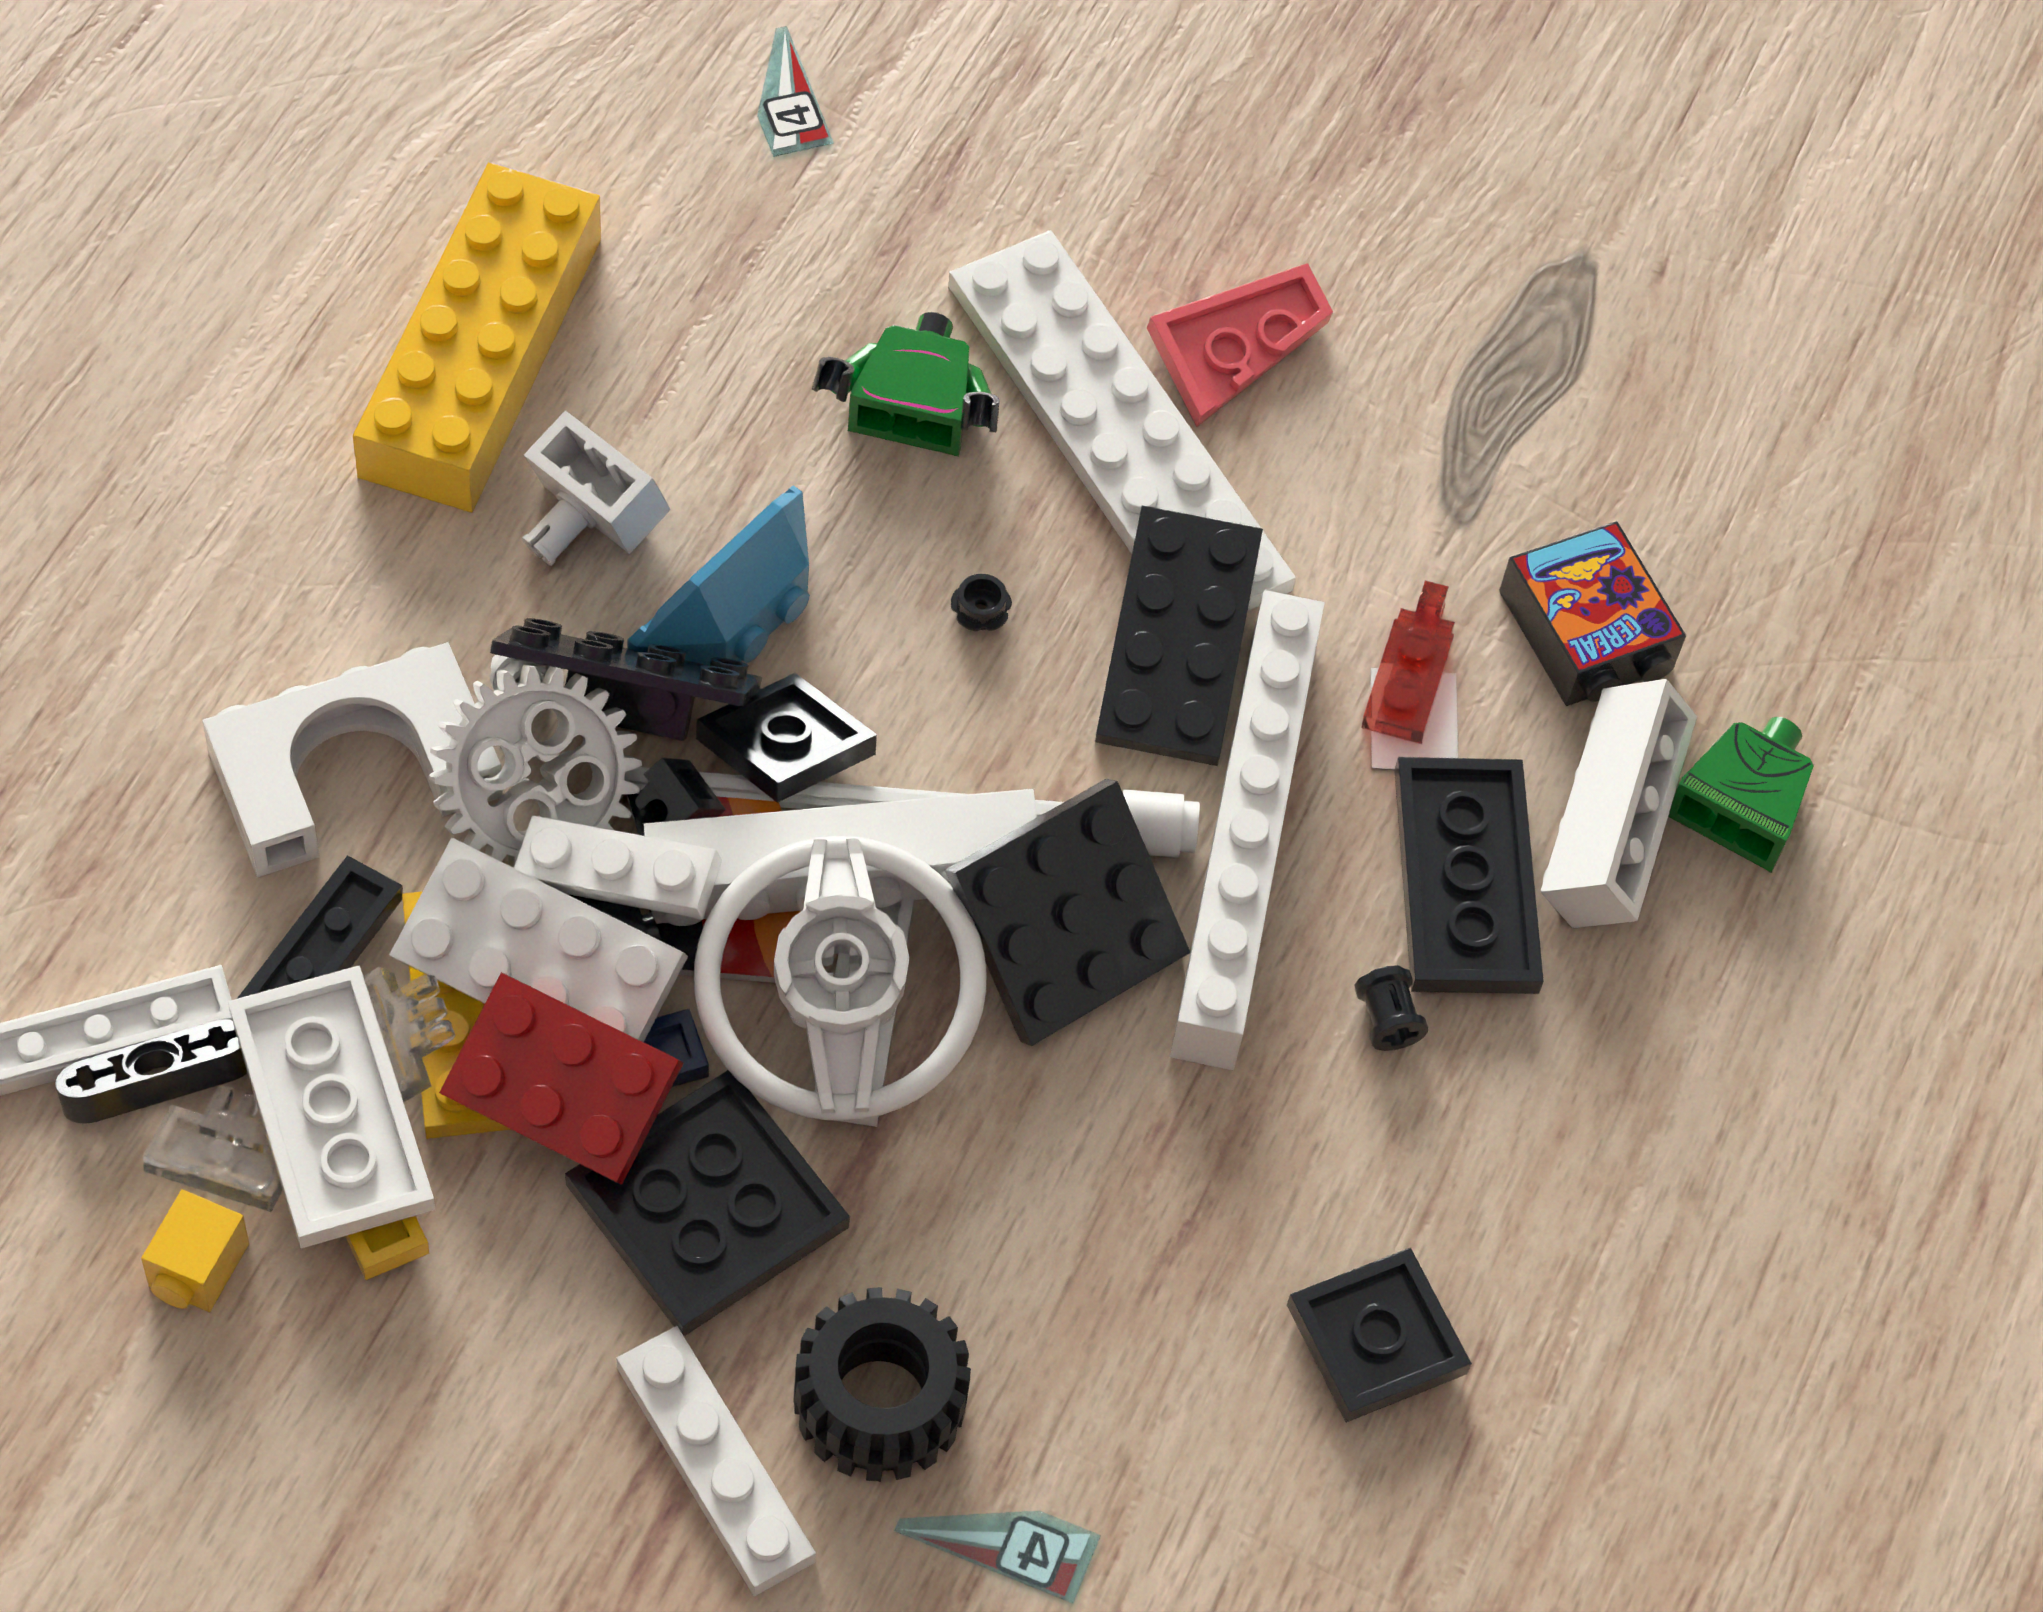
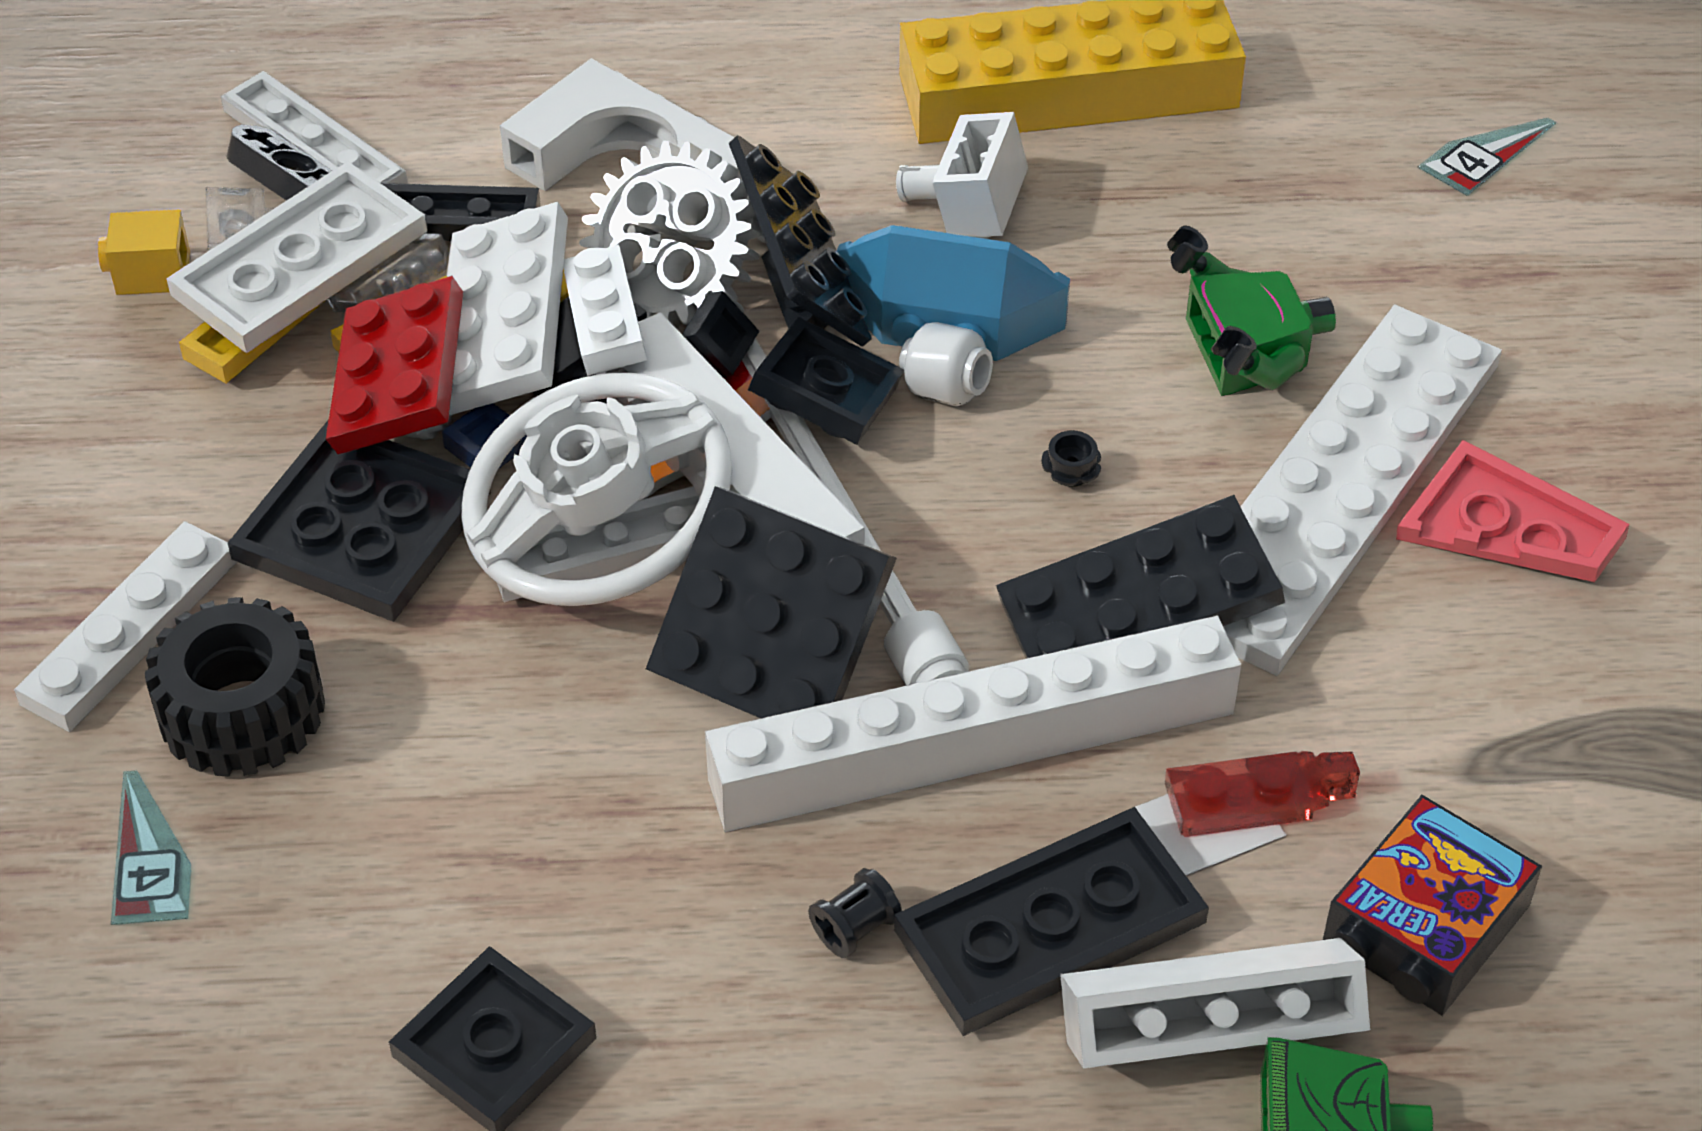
camera: 70 degrees right, 10 degrees down
(814, 636) = (946, 364): none -> white head

